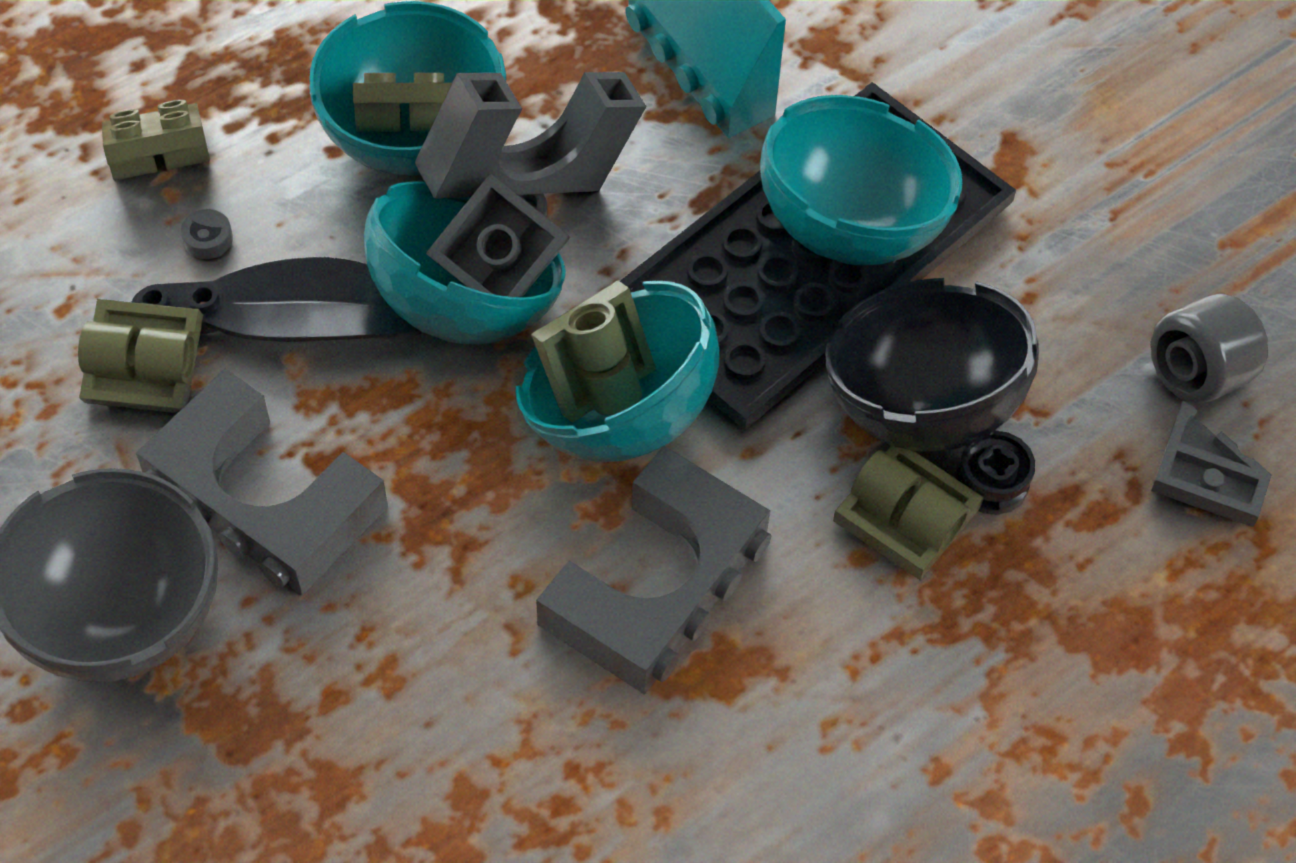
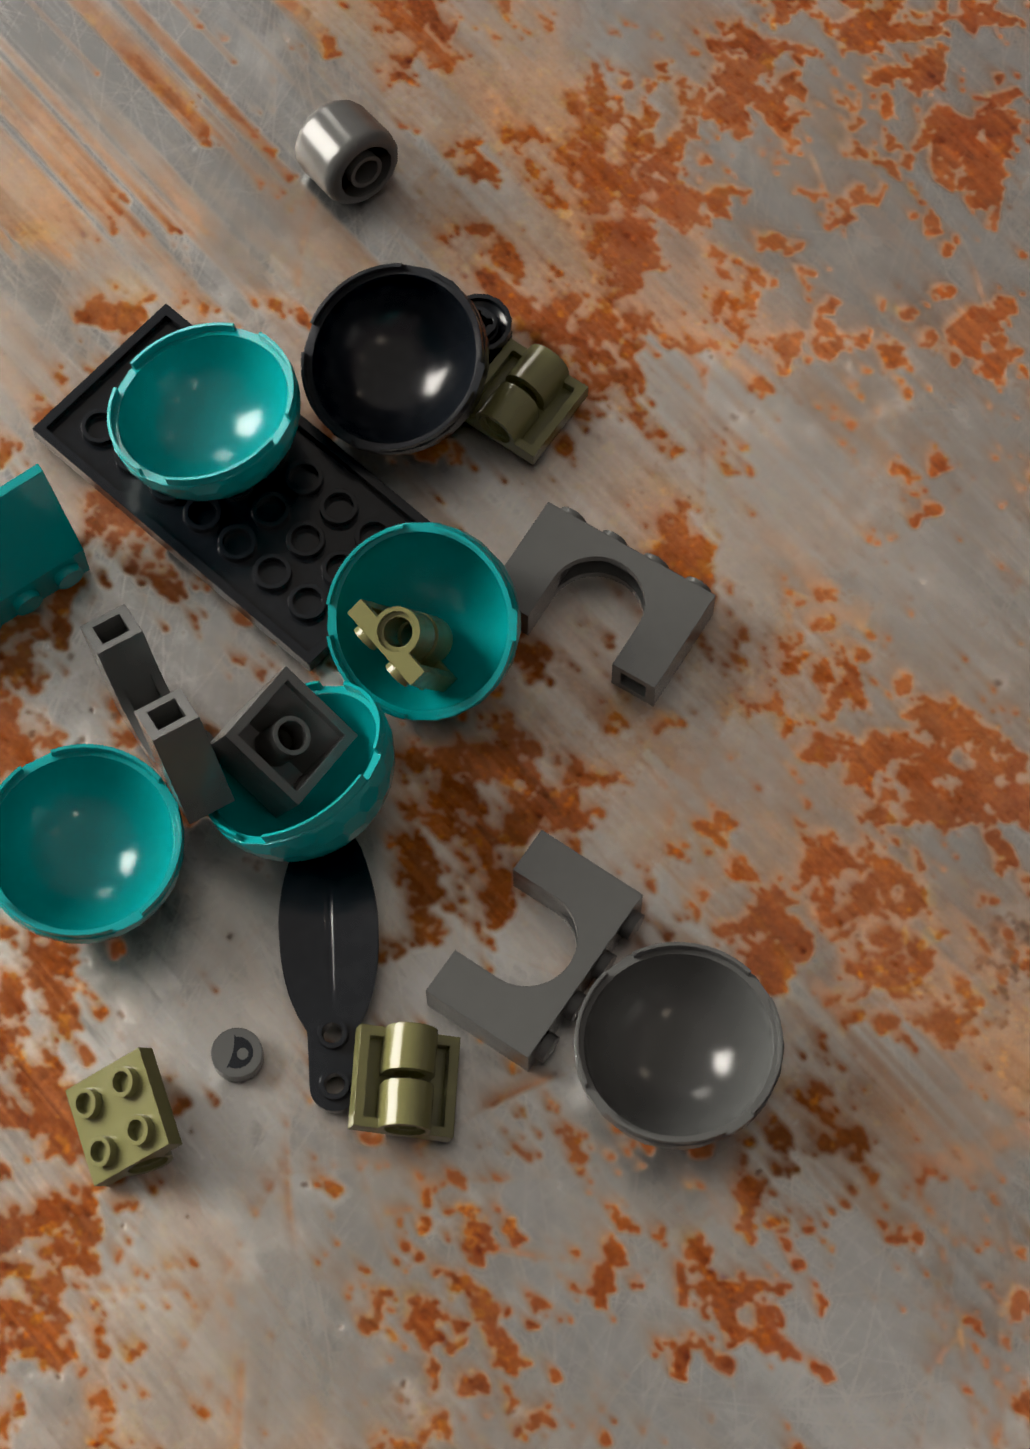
camera: 90 degrees left, 10 degrees up
(380, 101) = (89, 854): olive plate -> none
(1210, 471) = (463, 166): dark grey wing -> none

